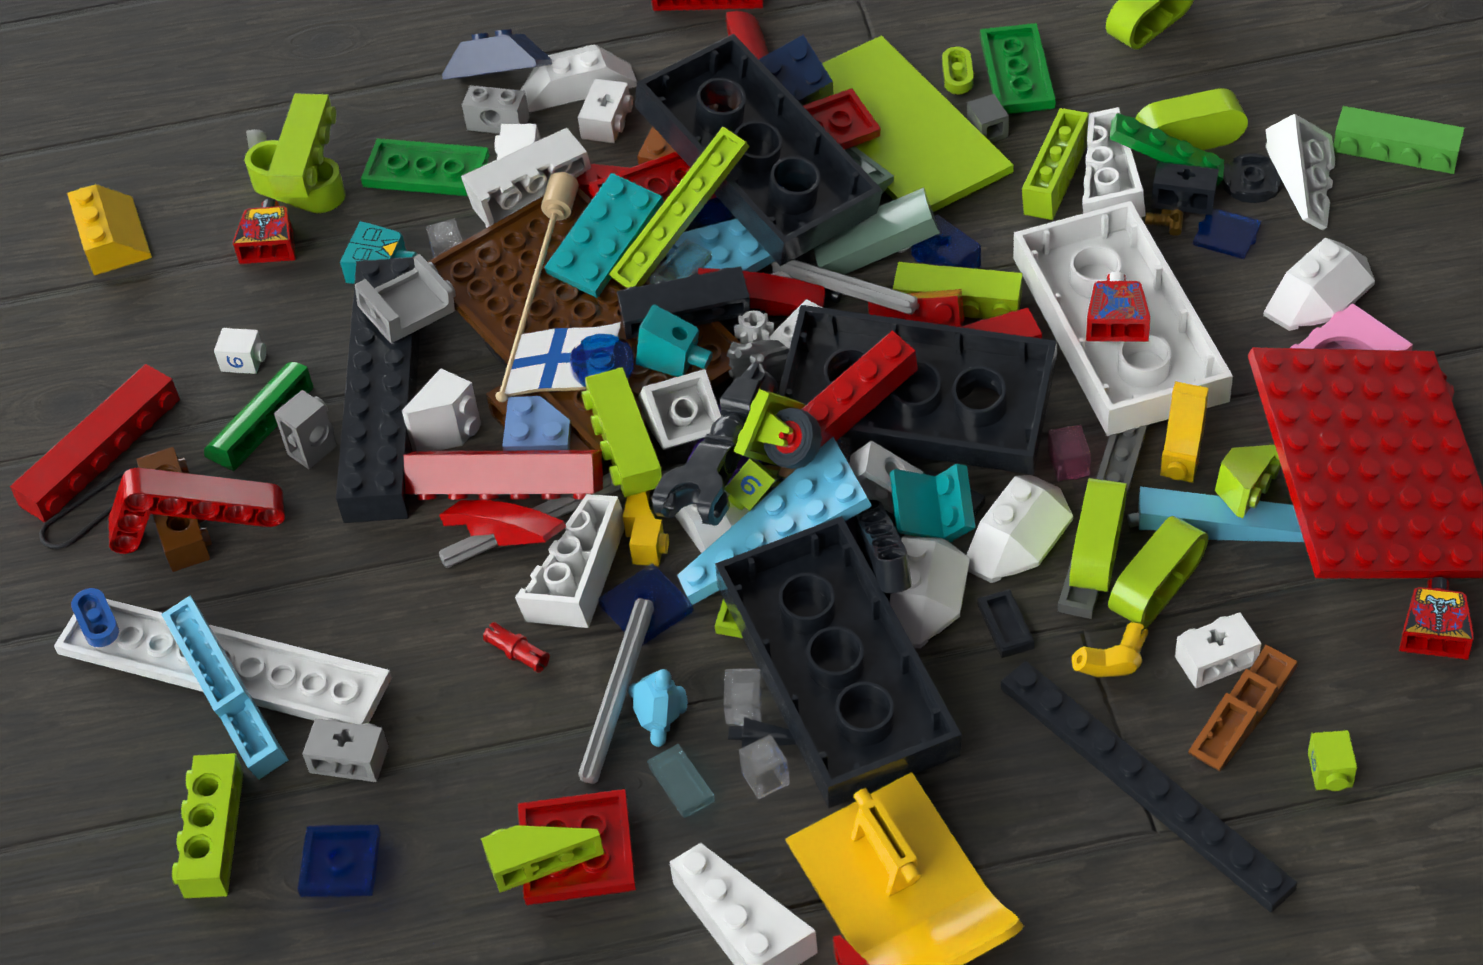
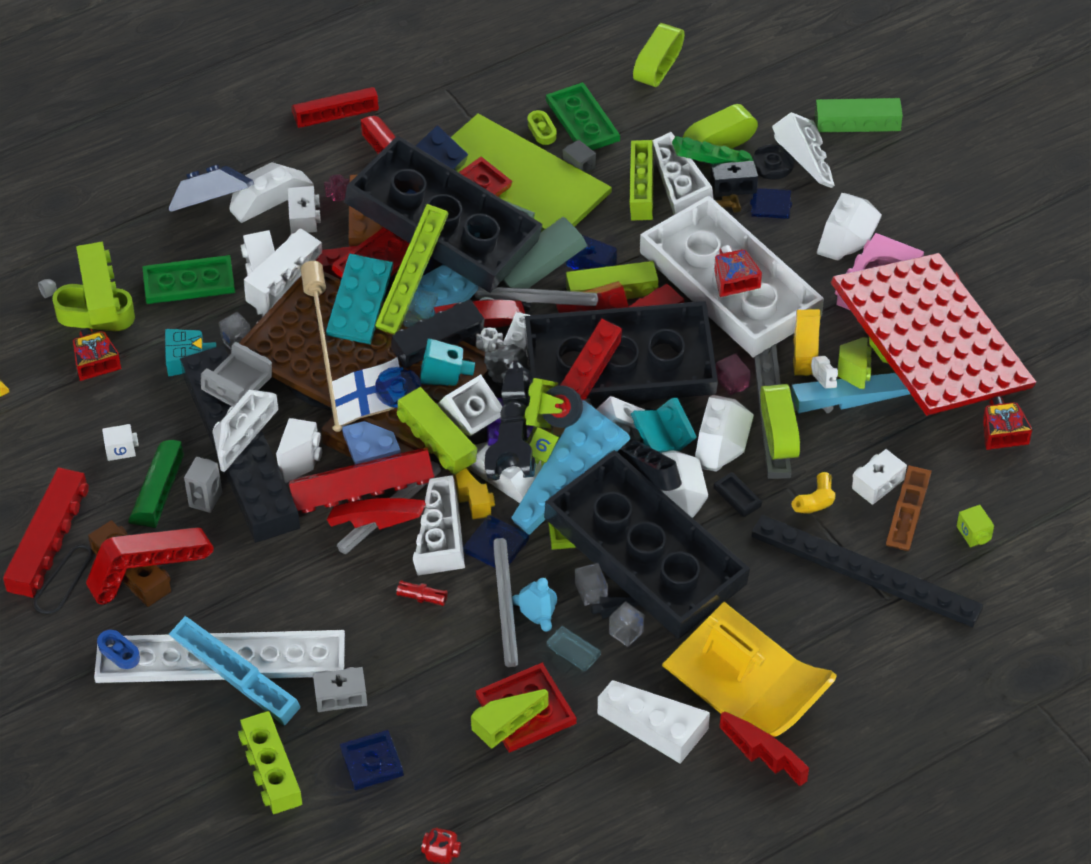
camera: 25 degrees left, 0 degrees up
(377, 362) = (242, 425): none -> white wedge
(490, 107) = (222, 226): light grey brick -> none
(1158, 571) = (823, 436): lime plant -> none
(1193, 480) = (824, 372): none -> white piece

